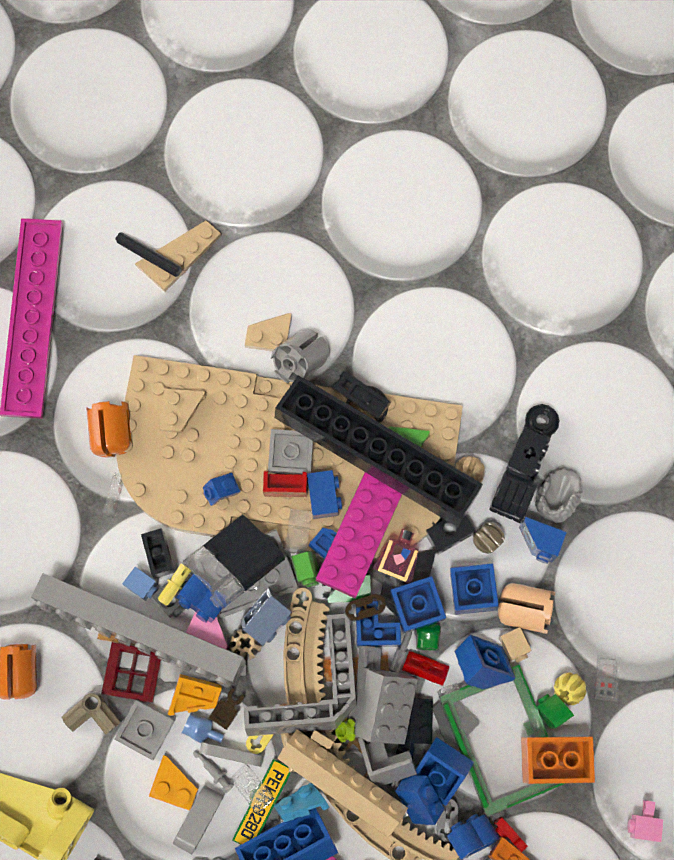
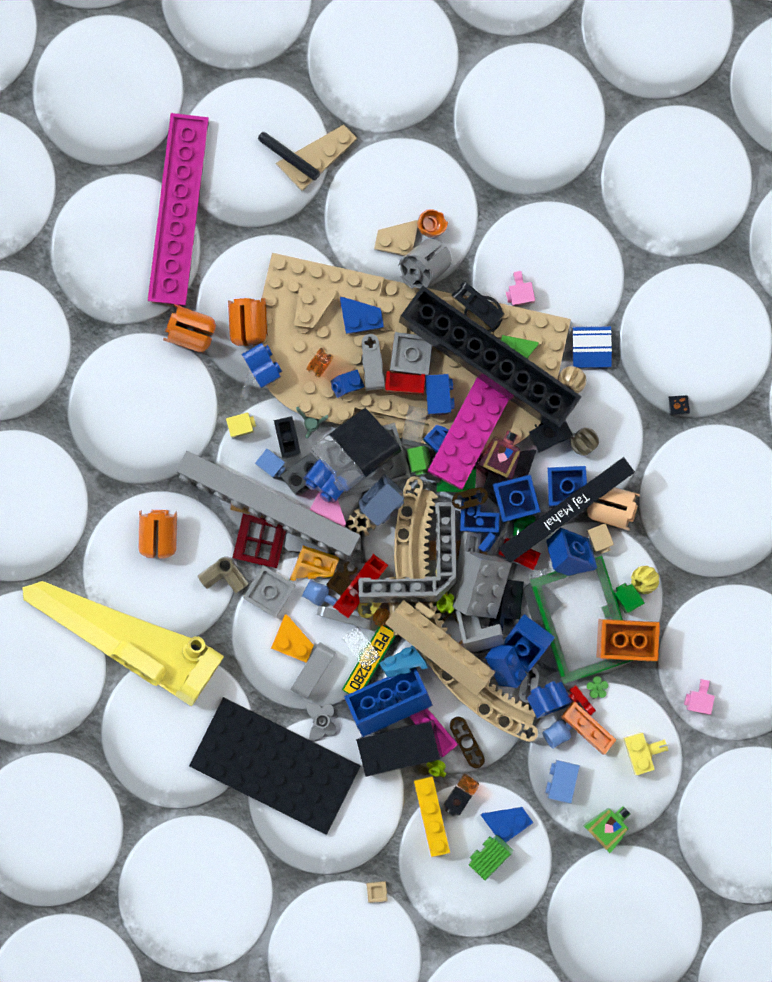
camera: 10 degrees right, 10 degrees up
(46, 441) = (188, 338): none -> orange cylinder
(105, 543) = (240, 425): none -> light yellow brick
(125, 474) = (261, 365): none -> blue brick
(174, 584) = (301, 467): light yellow axle -> none
(184, 537) = (311, 424): none -> sand green plant
(189, 467) = (319, 362): none -> clear orange wheel
(214, 772) = (329, 632): light grey piece -> none
(232, 415) = (360, 316): none -> blue wing
(235, 735) = (350, 598): none -> red arch
(248, 465) = (372, 364): none -> light grey piece
(272, 751) = (381, 616): none -> clear orange plate
(305, 315) = (432, 223): none -> orange hair
(389, 657) = (488, 542): none -> blue tile
(405, 382) = (521, 292): none -> bright pink brick
(475, 614) = (566, 509): none -> black tile
(488, 435) = (592, 346): none -> slope
(518, 481) = (612, 397): black brick -> none
(527, 818) = (597, 688): none -> bright green plant
(542, 539) = (632, 447): blue slope -> none
(559, 496) = (651, 407): light grey piece -> none
(591, 493) = (679, 405): none -> black slope
(607, 678) = (679, 572): clear tile -> none

